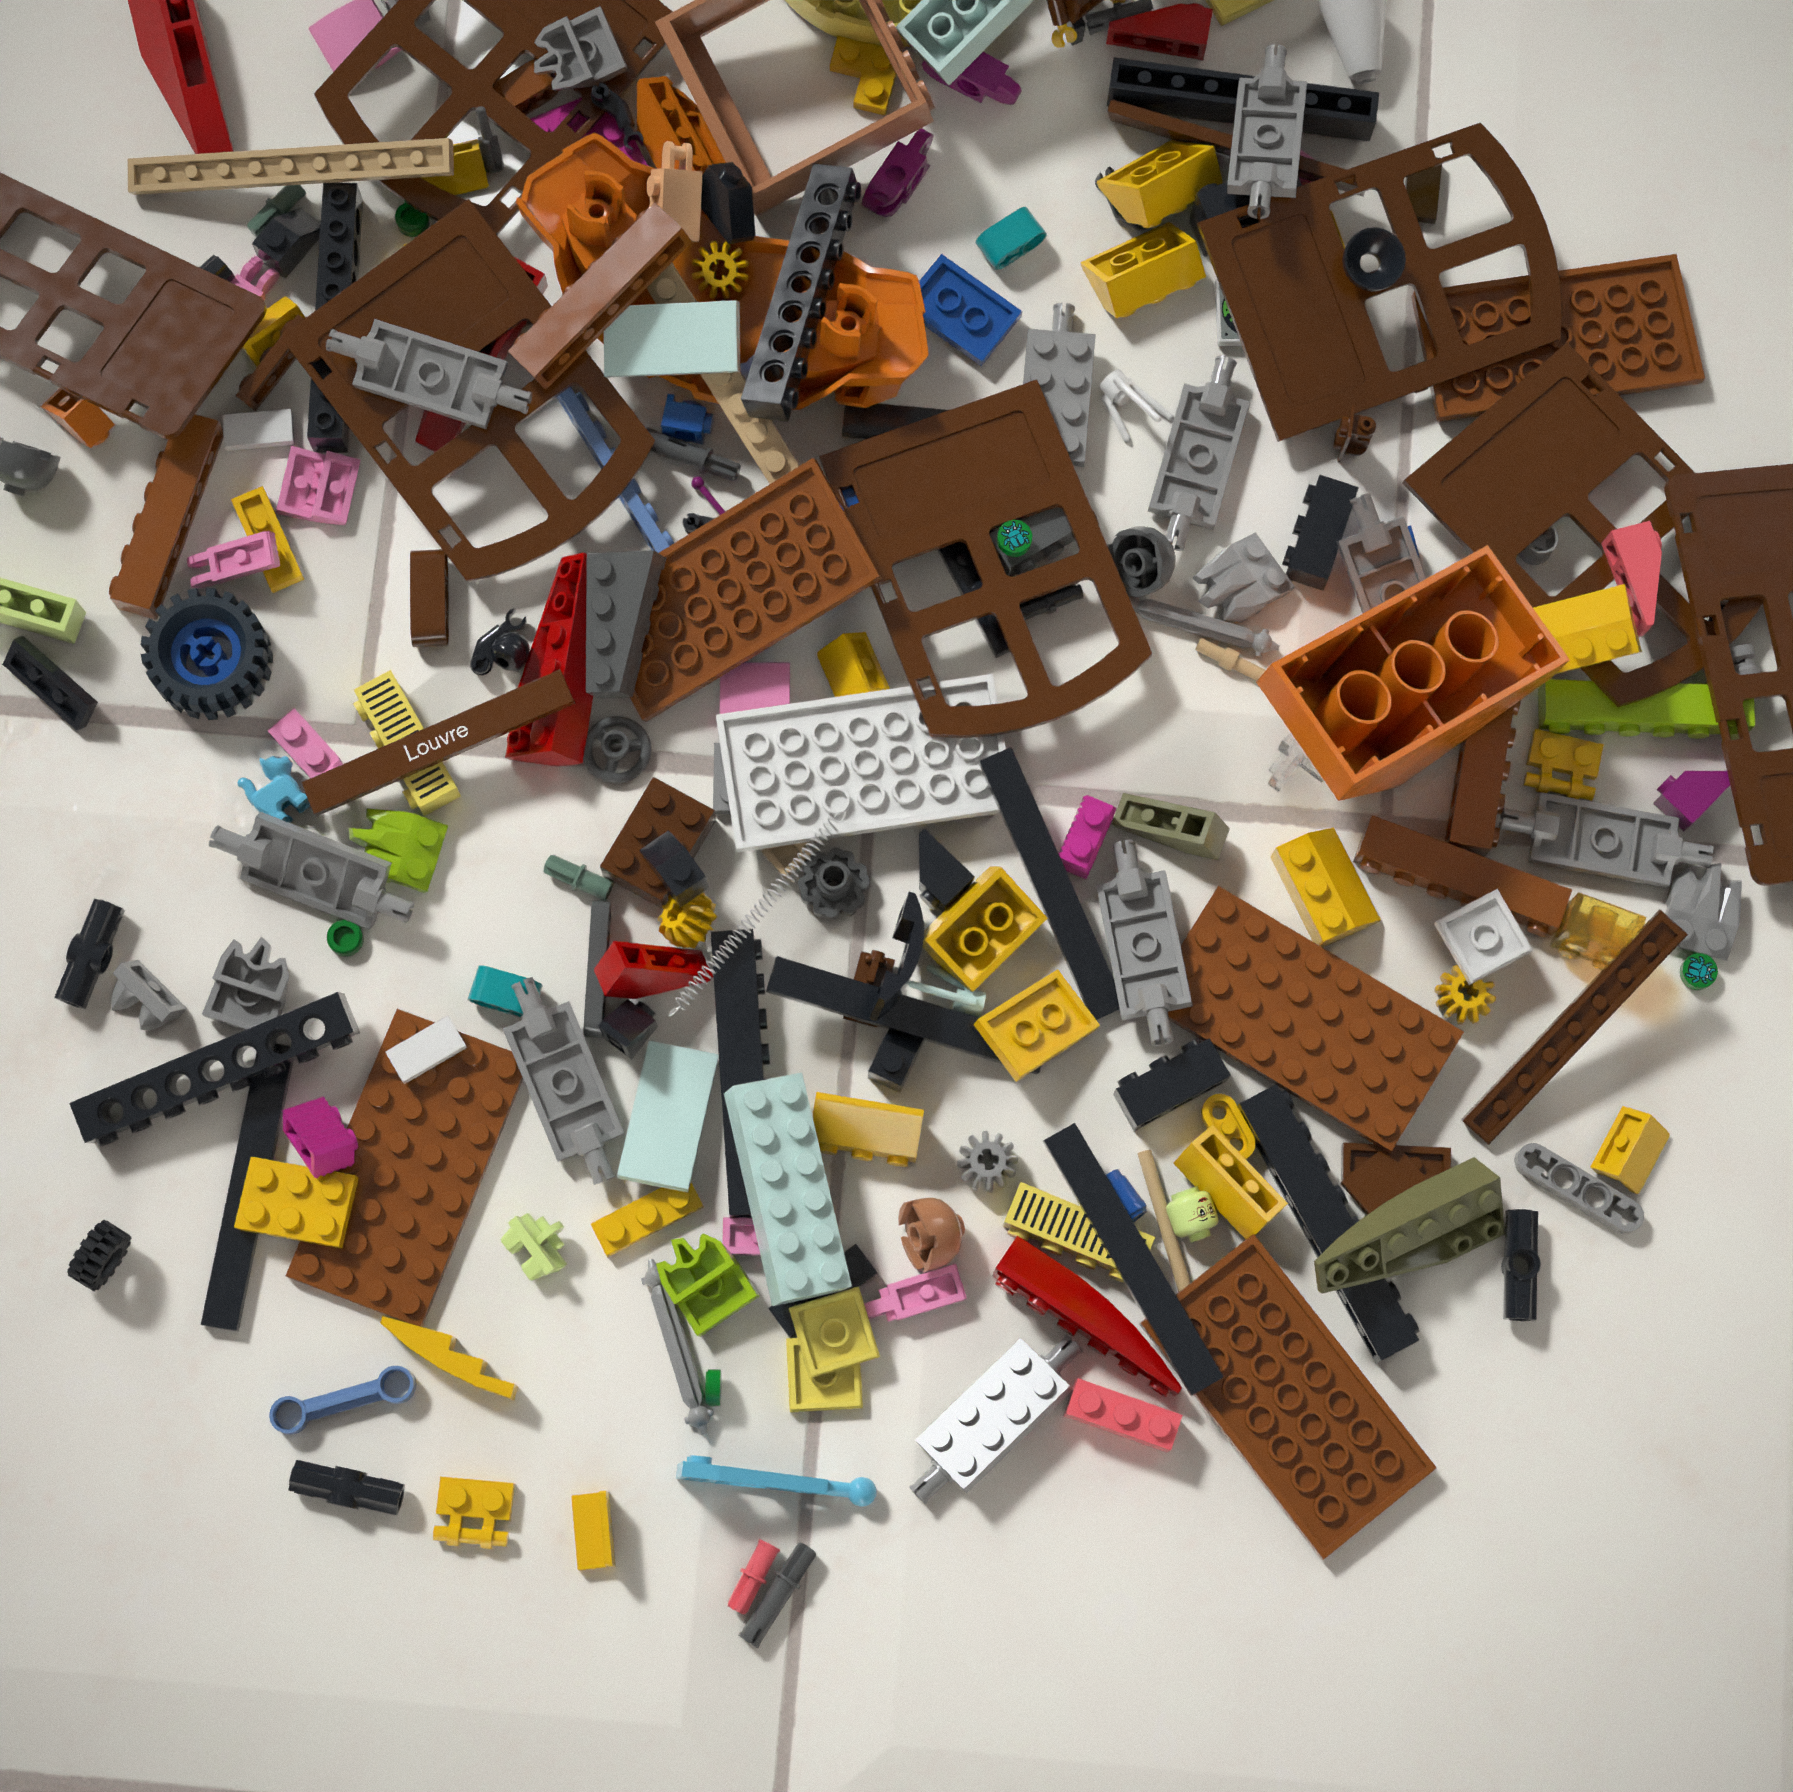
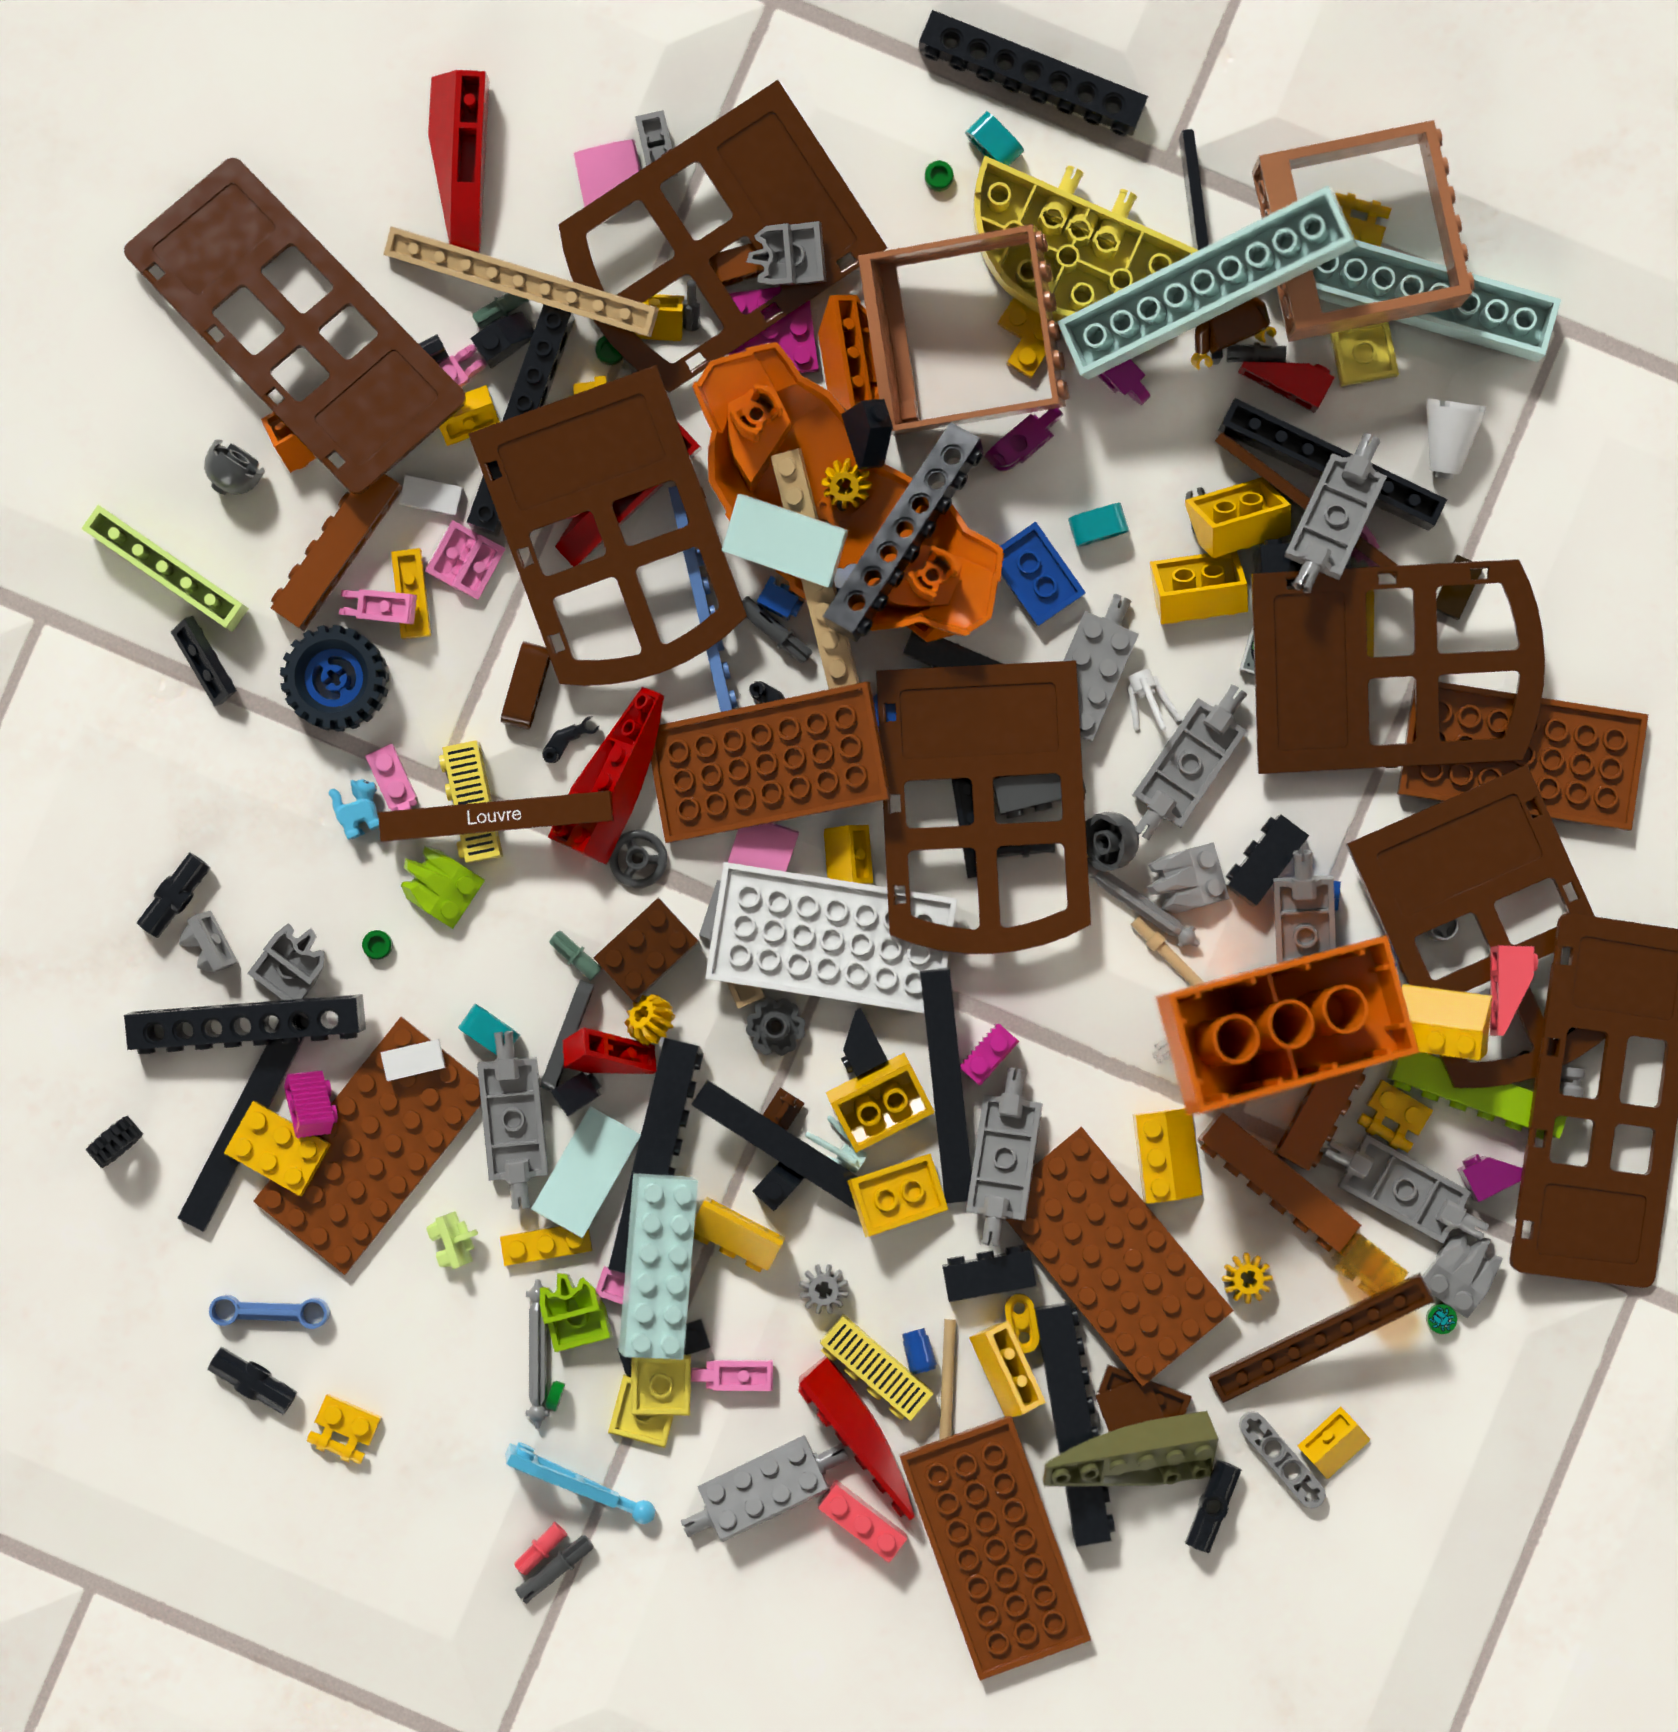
camera: 25 degrees right, 10 degrees up
(272, 367) = (458, 446): reddish brown plate -> none
(314, 870) = (367, 886): light grey plate -> none
(429, 373) = (579, 506): light grey plate -> none
(439, 1350) = (352, 1298): yellow slope -> none
(510, 651) = (577, 751): black piece -> none
(593, 1530) = (430, 1474): yellow panel -> none
(600, 295) = (736, 487): brick -> none
(617, 618) = (670, 757): dark grey wedge -> none
(618, 109) = (808, 313): black arm -> none
(675, 868) = (649, 981): black slope -> none
(678, 189) = (825, 417): light nougat brick -> none
(698, 484) = (773, 655): magenta hinge -> none
(759, 913) = (707, 1033): white piece -> none
(911, 932) = (823, 1084): black slope -> none
(932, 1232) = (762, 1332): nougat cylinder -> none
(1014, 538) = (1011, 793): tile -> none
(1133, 1259) = (909, 1406): black tile -> none
(1172, 825) = (1060, 1065): olive slope -> none
(1192, 1214) = (969, 1383): yellowish green head -> none
(1353, 434) = (1320, 788): reddish brown hinge -> none
(1385, 248) = (1399, 660): black piece -> none
(1483, 936) = (1275, 1241): white tile -> none

